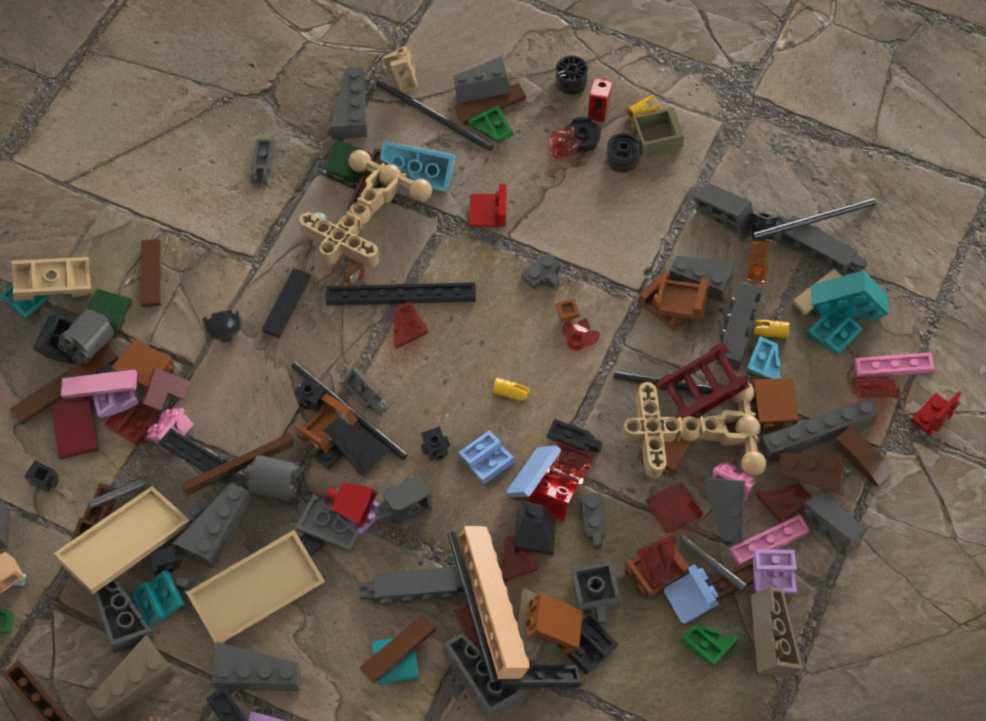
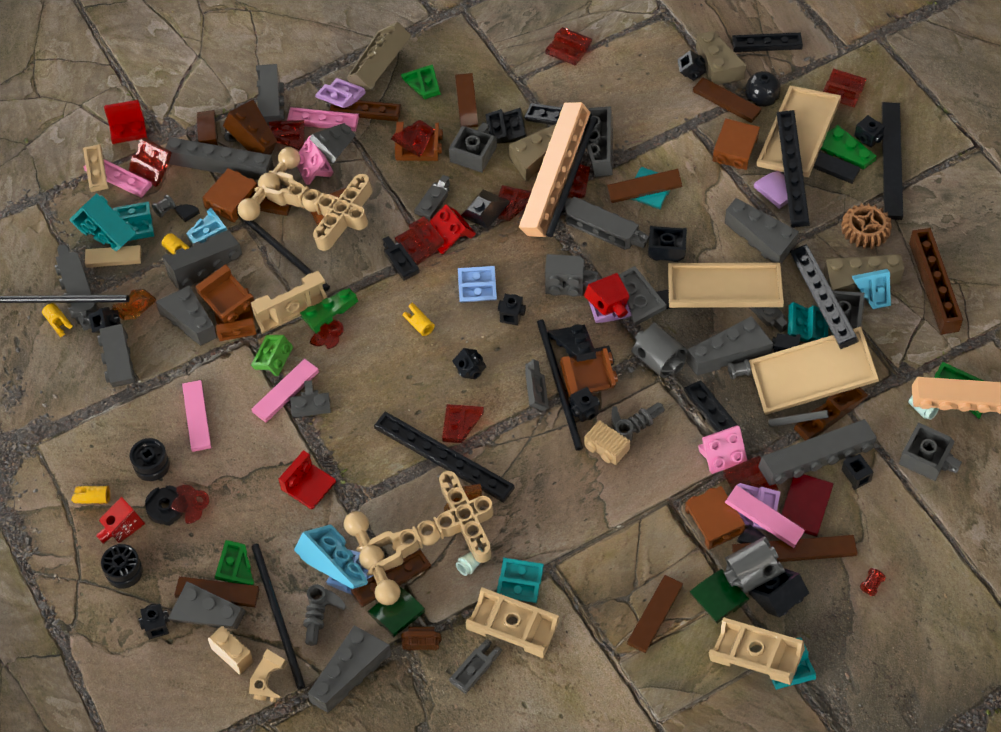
camera: 145 degrees left, 5 degrees down
(82, 469) = (817, 452): none -> dark grey brick
(104, 667) = (876, 287): none -> medium azure wing
(150, 619) = (824, 297): none -> tile
(160, 385) = (708, 484): dark red tile -> none
(222, 325) = (620, 512): black cylinder -> none
(236, 465) = (682, 379): reddish brown tile -> none
(258, 407) = (637, 422): none -> dark grey piece
(271, 237) = (520, 580): none -> teal slope
(271, 377) = (606, 443): none -> tan brick
(272, 197) = (531, 632): none -> tan piece
(286, 303) = (548, 507): black tile -> none
(315, 153) = (421, 638): none -> reddish brown piece
(338, 602) = (667, 243): none -> black slope
(410, 133) = (316, 609): none -> dark grey piece
(433, 372) = (469, 363): none -> black brick
(443, 69) = (231, 650): none -> tan brick
(514, 55) = (154, 621): none -> black brick
(533, 471) = (453, 243): light blue tile -> none
(554, 622) = (523, 131): dark orange panel -> none
(567, 310) = (320, 351): dark orange tile -> none
(571, 268) = (286, 388): none -> bright pink tile
(594, 350) = (323, 312): none -> green wing
(606, 288) = (272, 354): none -> bright green bracket
(622, 209) = (196, 416): none -> bright pink tile
(634, 314) = (287, 306): none -> tan piece
(647, 645) = (466, 100): none -> reddish brown slope
(655, 118) = (85, 454): olive window -> none
(674, 507) = (374, 166): clear red slope -> none
(691, 595) = (408, 108): light blue bracket -> none
(713, 563) = (376, 124): dark grey bar -> none
(719, 394) = (279, 209): dark red fence -> none
(800, 368) = (186, 211): none -> black tile
(803, 210) = (56, 318): none -> yellow hinge
(822, 358) = (163, 206): none -> dark grey bush
(917, 354) = (95, 168): none -> tan tile

